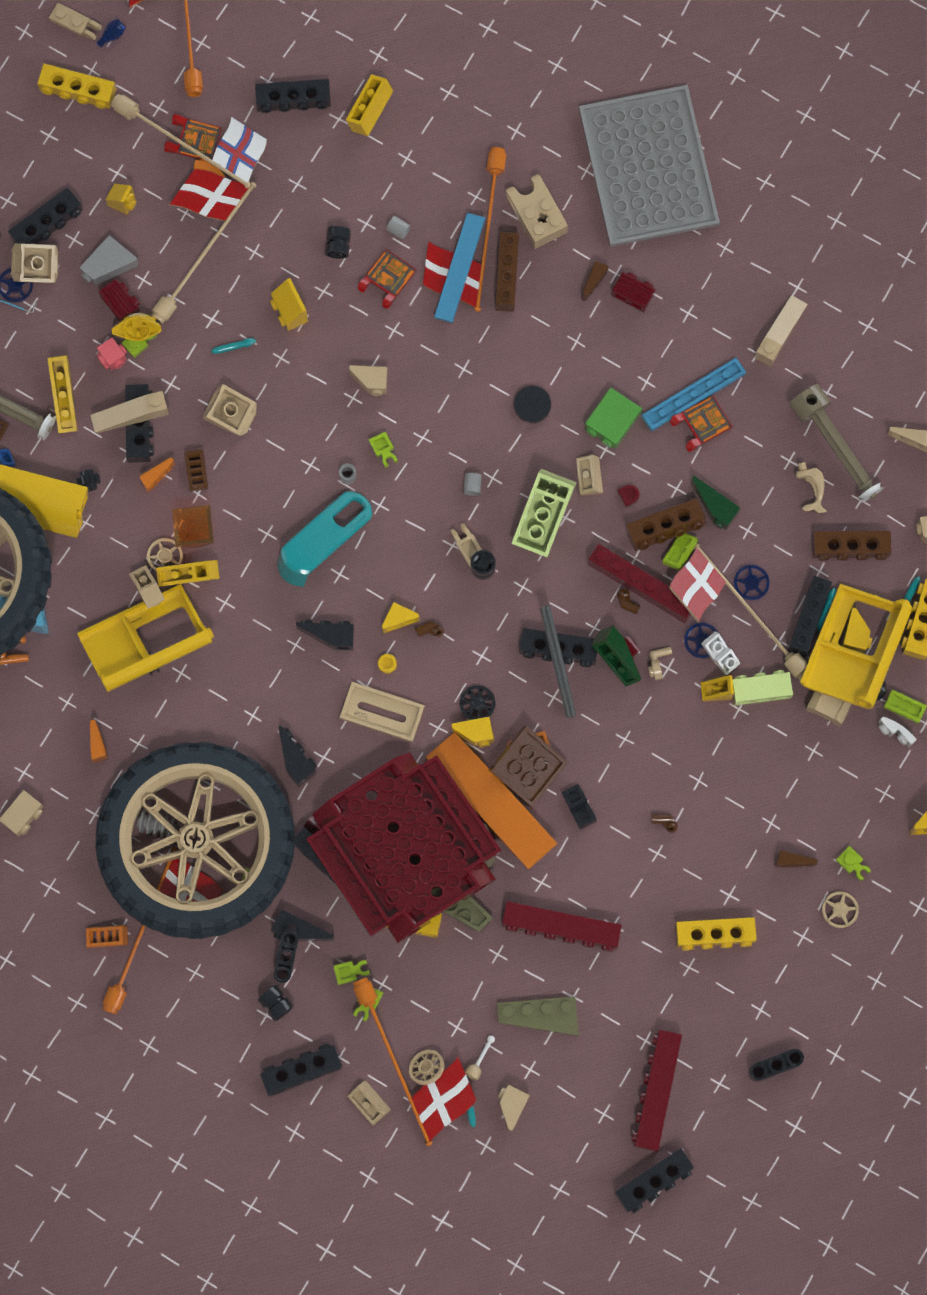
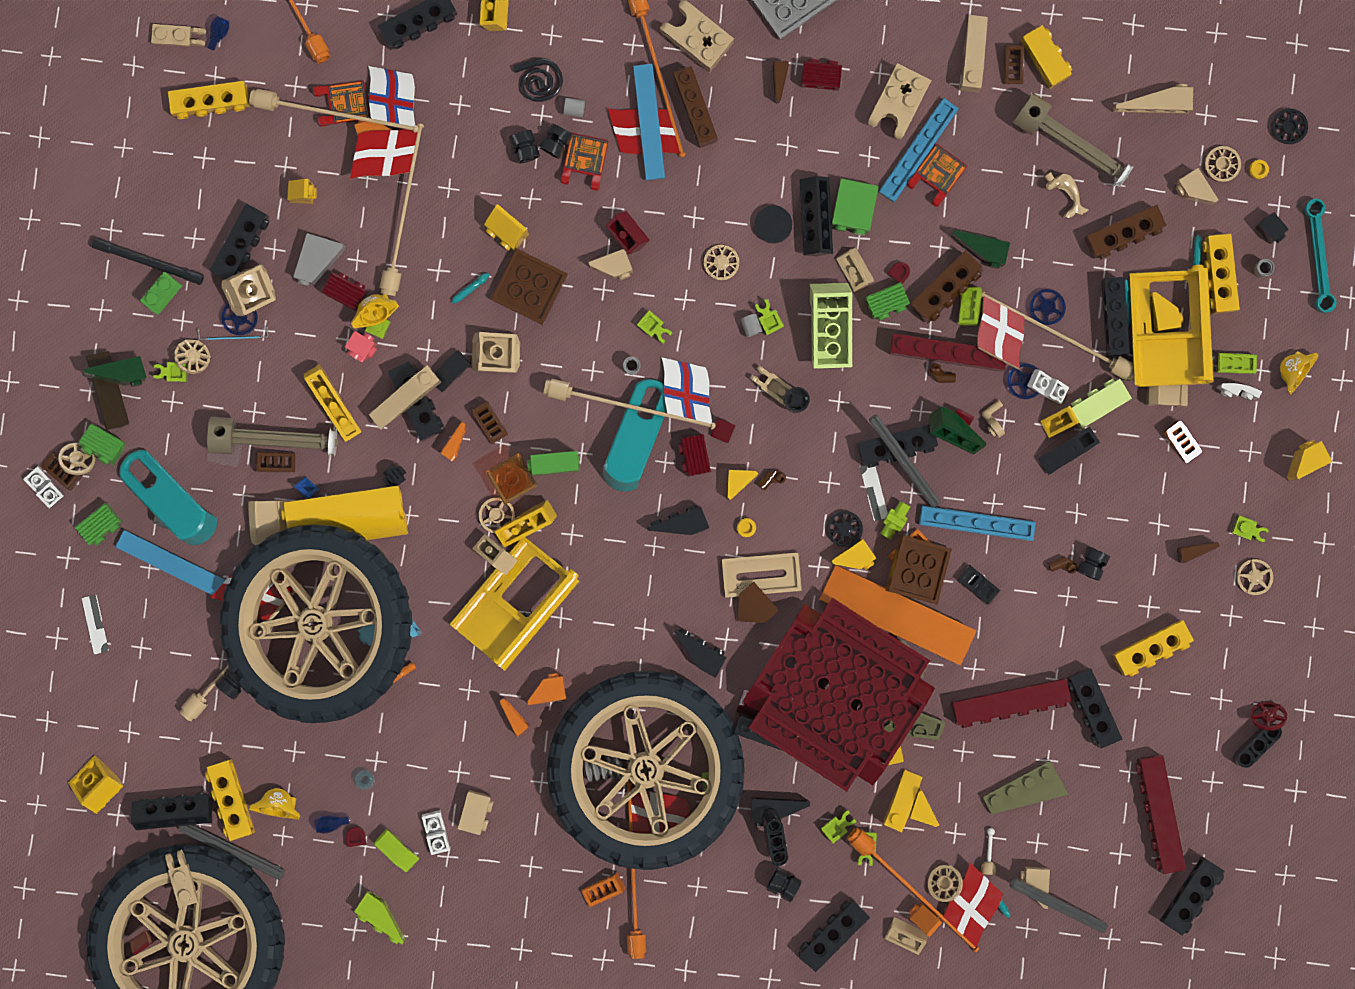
camera: 20 degrees left, 10 degrees up
(139, 732) = (549, 690): none -> orange slope
(183, 409) = (451, 370): none -> black slope
(237, 529) = (554, 463): none -> bright green brick
(287, 366) = (529, 286): none -> reddish brown plate
(363, 736) = (755, 605): none -> reddish brown slope
(368, 249) = (553, 147): none -> black wheel
(369, 578) = (695, 455): none -> dark red brick
(378, 195) = (541, 84): none -> black piece
(383, 519) = (684, 393): none -> flag
(392, 1090) = (924, 918): none -> orange slope
(396, 354) = (627, 232): none -> dark red brick
(404, 567) = (723, 430): none -> dark red slope
(420, 974) = (902, 801): none -> yellow slope
(434, 990) = (922, 811): none -> yellow slope
(470, 418) = (721, 262): none -> tan wheel
(491, 487) = (770, 320): none -> lime plate
(519, 682) = (874, 492): none -> white sticker
(523, 1131) = (1058, 905): none -> dark grey axle
(527, 714) = (895, 520): none -> lime axle
(574, 411) = (816, 216): none -> black brick
(602, 750) = (977, 523): none -> dark azure tile
(605, 514) = (887, 301): none -> bright green brick
(641, 934) = (1110, 733): none -> black brick
(691, 346) = (898, 105): none -> tan brick
(693, 831) = (1093, 563): none -> black wheel
(715, 718) = (1069, 450): none -> black slope
(797, 1041) = (1268, 715): none -> dark red wheel
(825, 343) = (1014, 47): none -> reddish brown slope
(827, 738) = (1168, 433): none -> slope
(846, 360) = (1046, 56): none -> yellow brick

